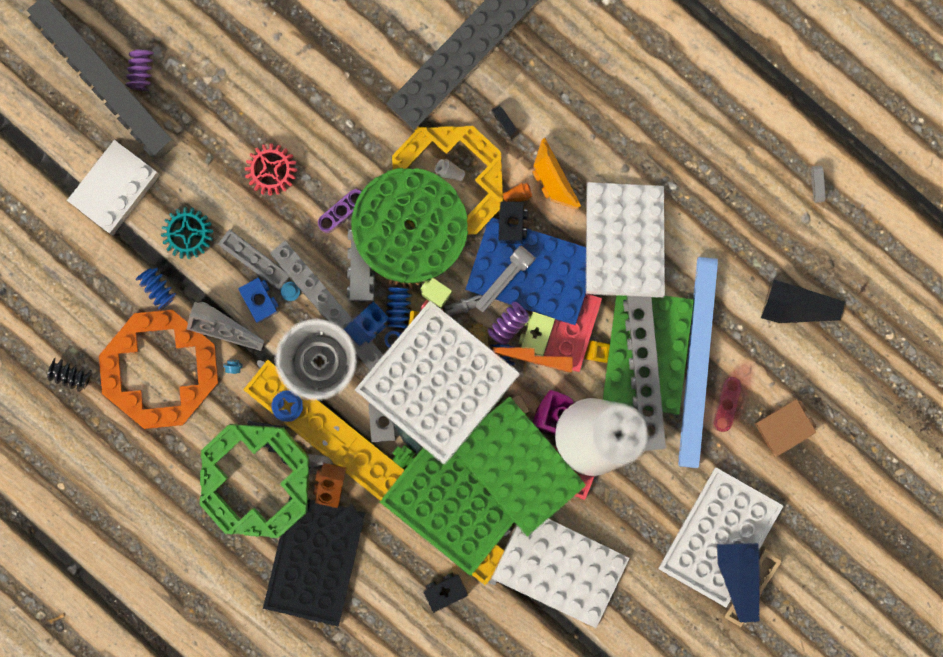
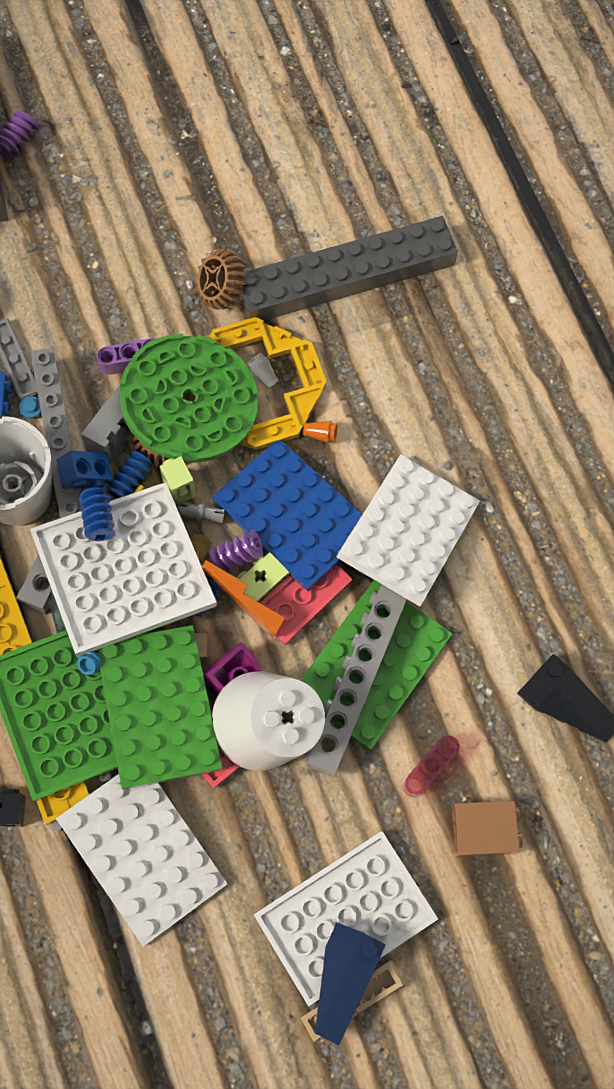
camera: 25 degrees right, 15 degrees down
(278, 165) = (95, 287): coral gear -> none
(377, 113) = (220, 279): none -> medium nougat gear
(399, 356) = (97, 514): none -> blue piece
(403, 456) = (41, 630): bright green gear -> none
(455, 463) = (89, 663): none -> dark azure plate
(505, 122) = (347, 356): black beam -> none
(510, 211) = (298, 438): black brick -> none
(520, 260) = (286, 491): light grey axle -> none
(553, 178) = (366, 433): light orange wedge -> none
(597, 351) = (316, 634): yellow slope -> none
(698, 362) = (419, 706): light blue beam -> none

